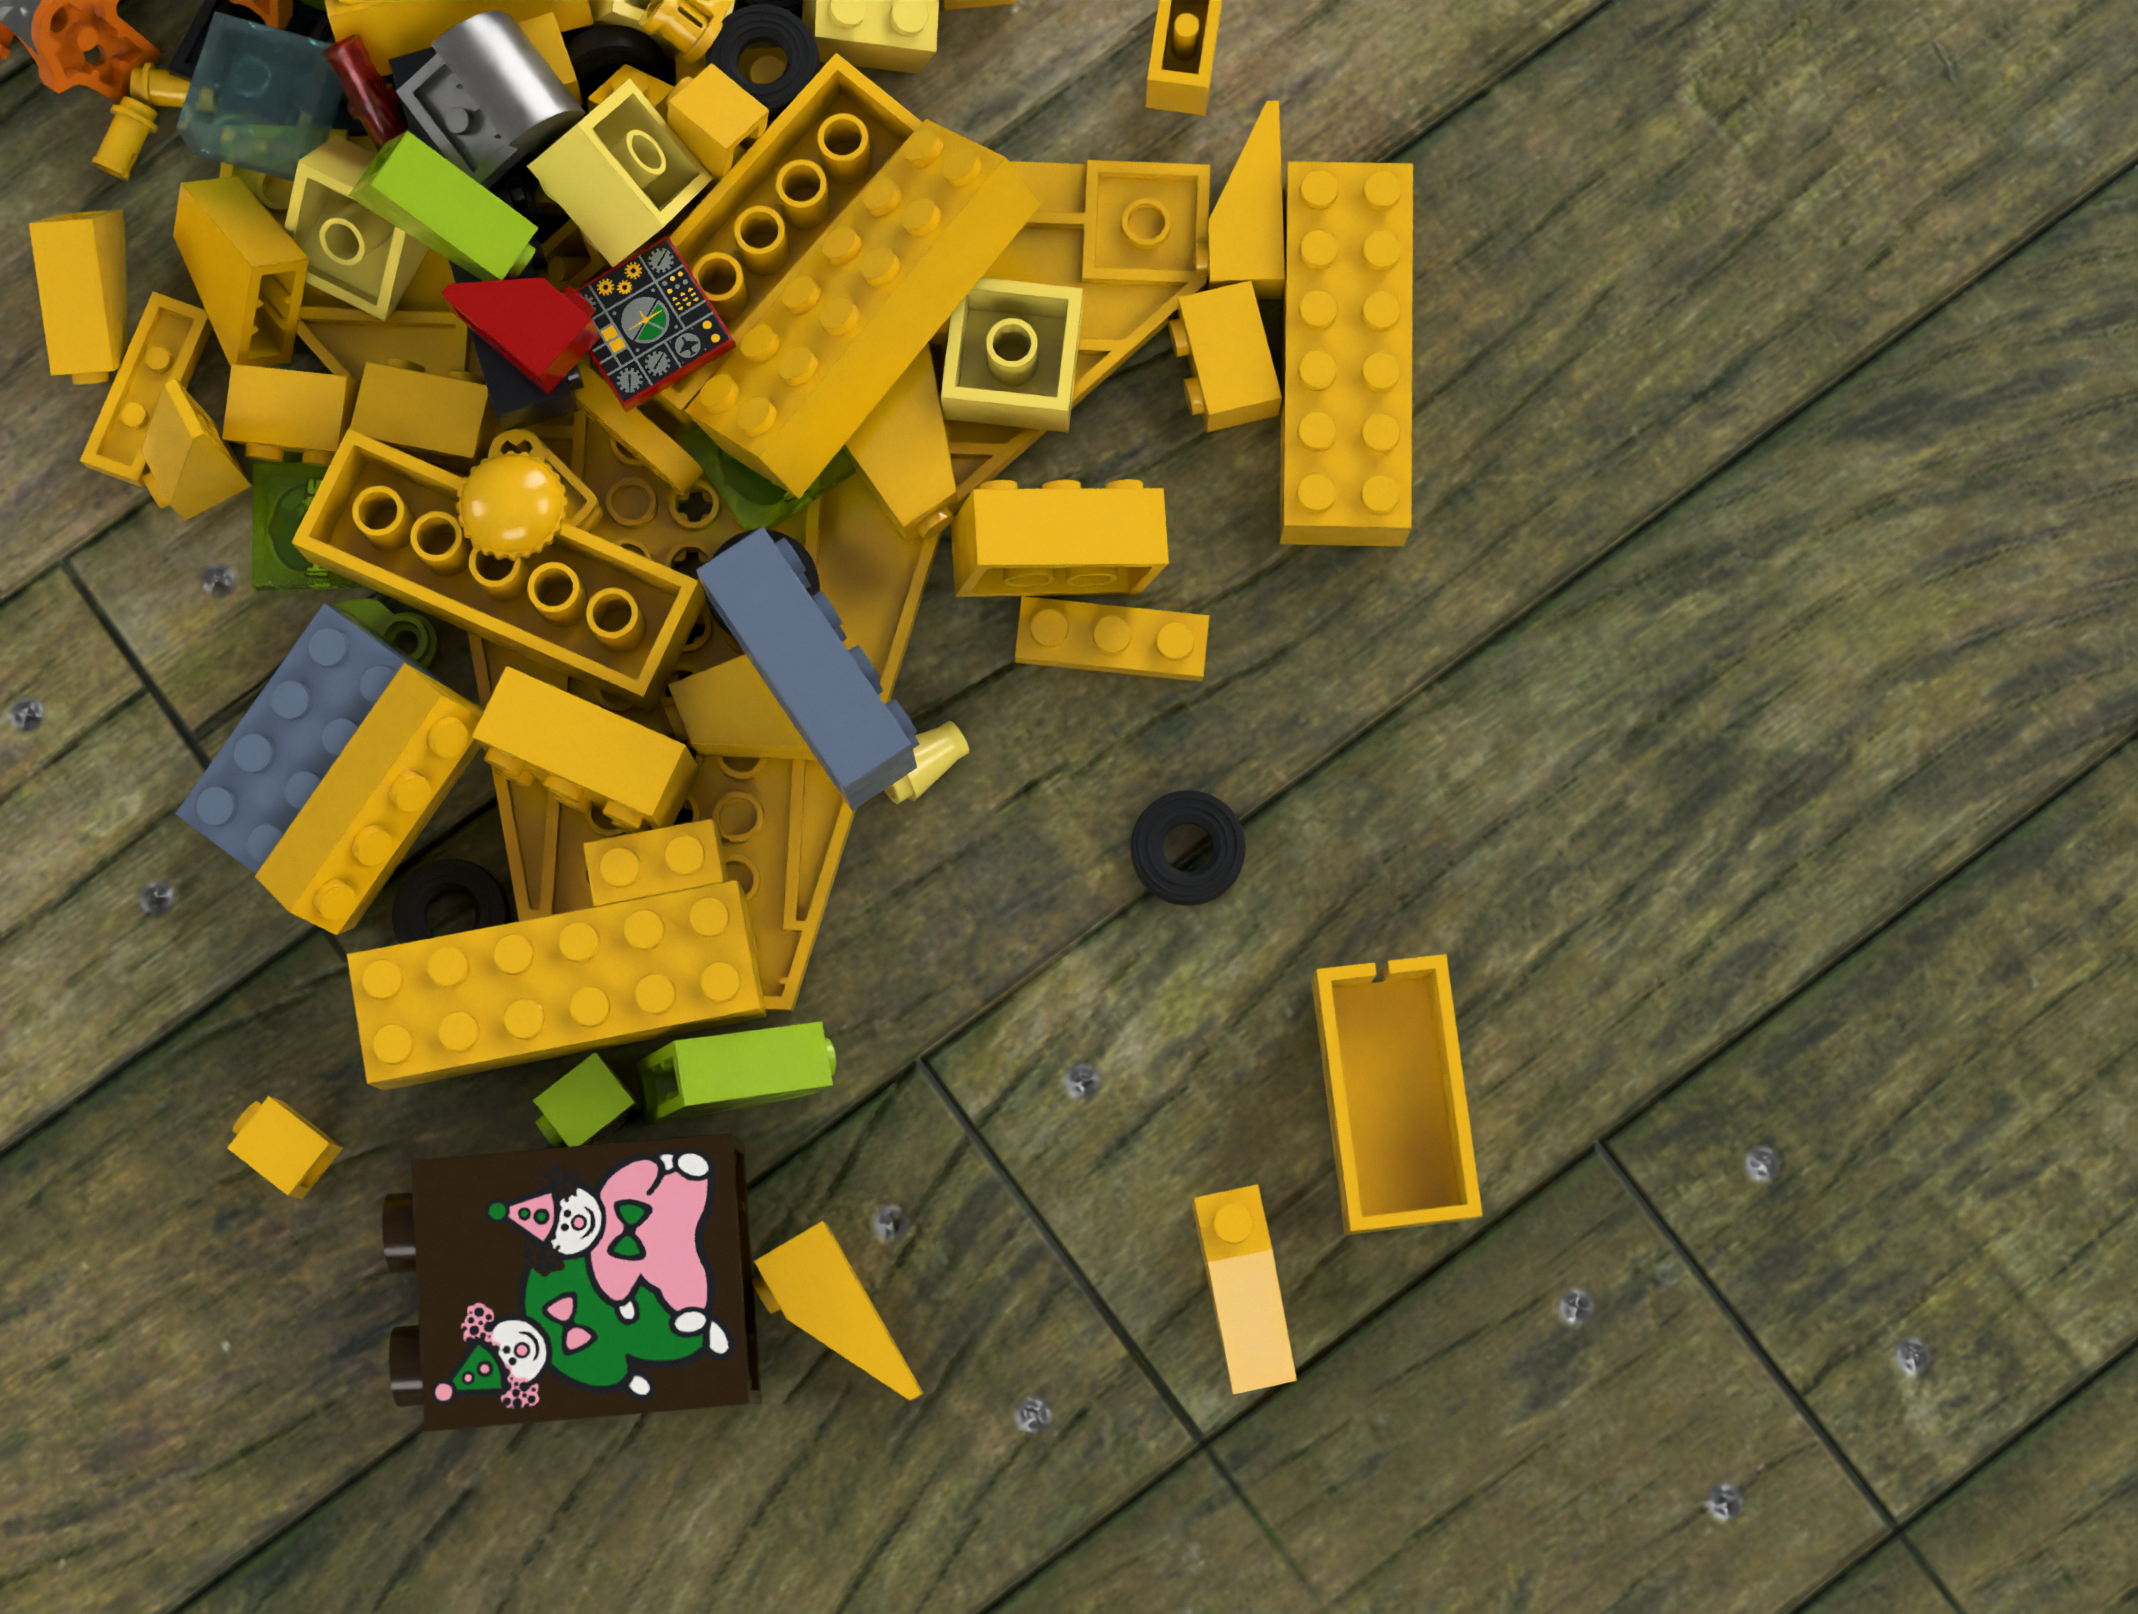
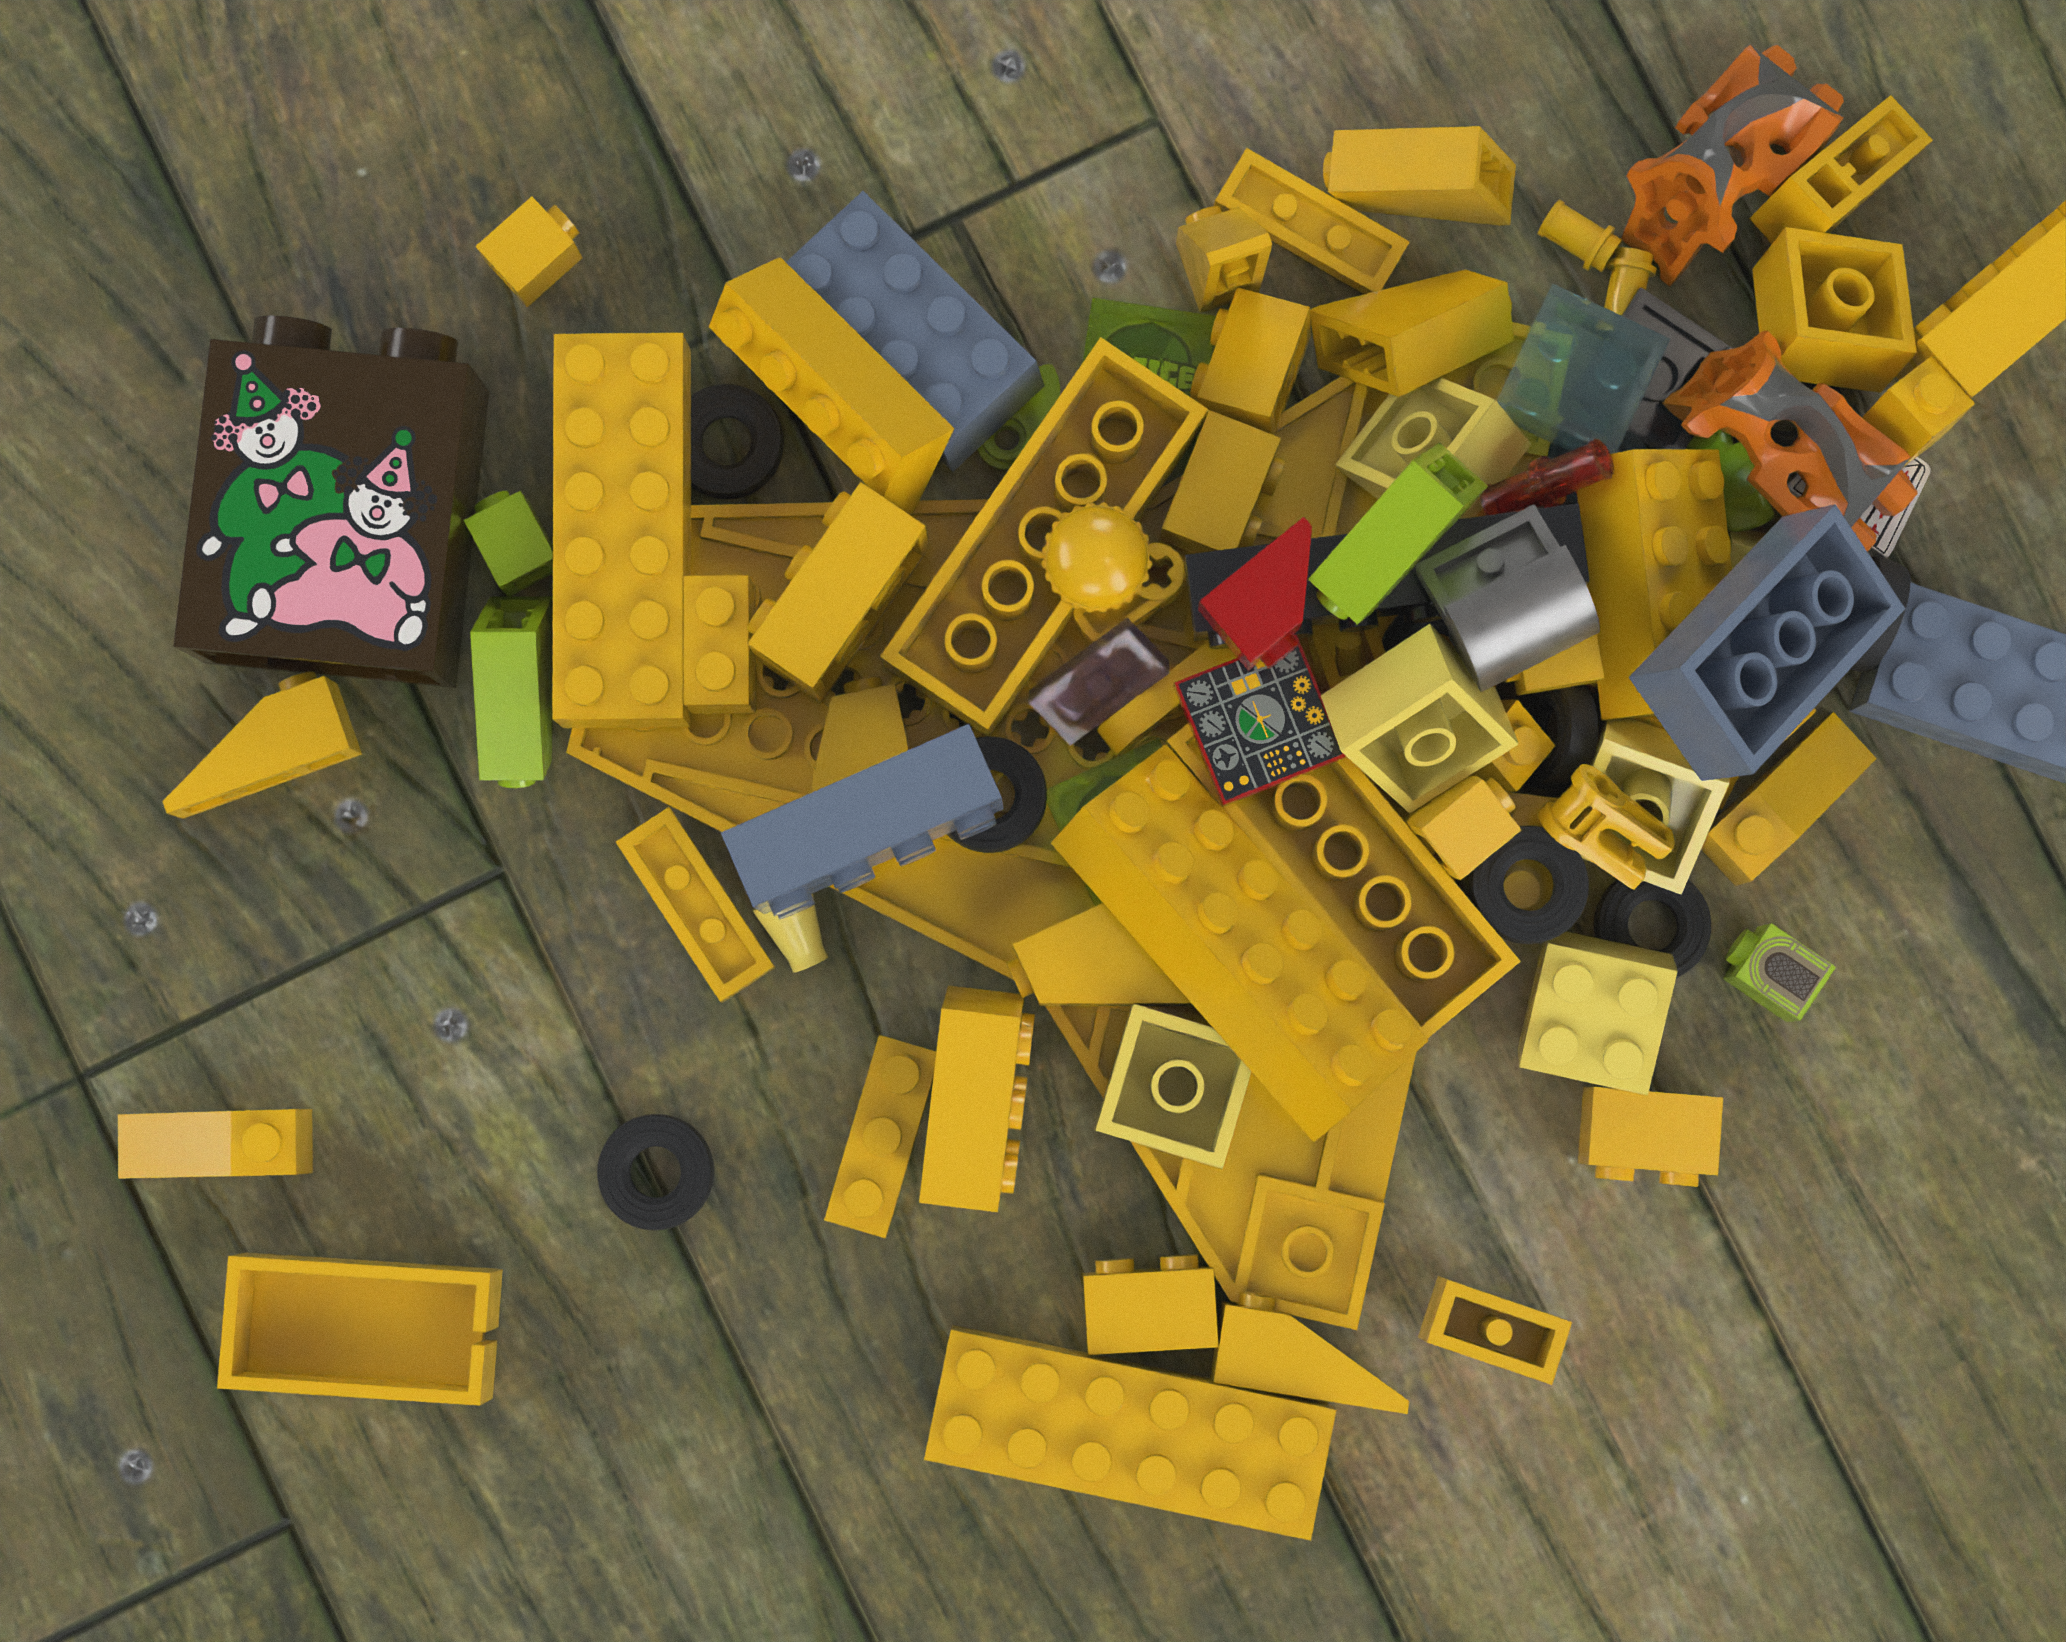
camera: 100 degrees right, 5 degrees up
(633, 494) = (1098, 681): none -> plate
(919, 856) = (695, 904): none -> yellow plate

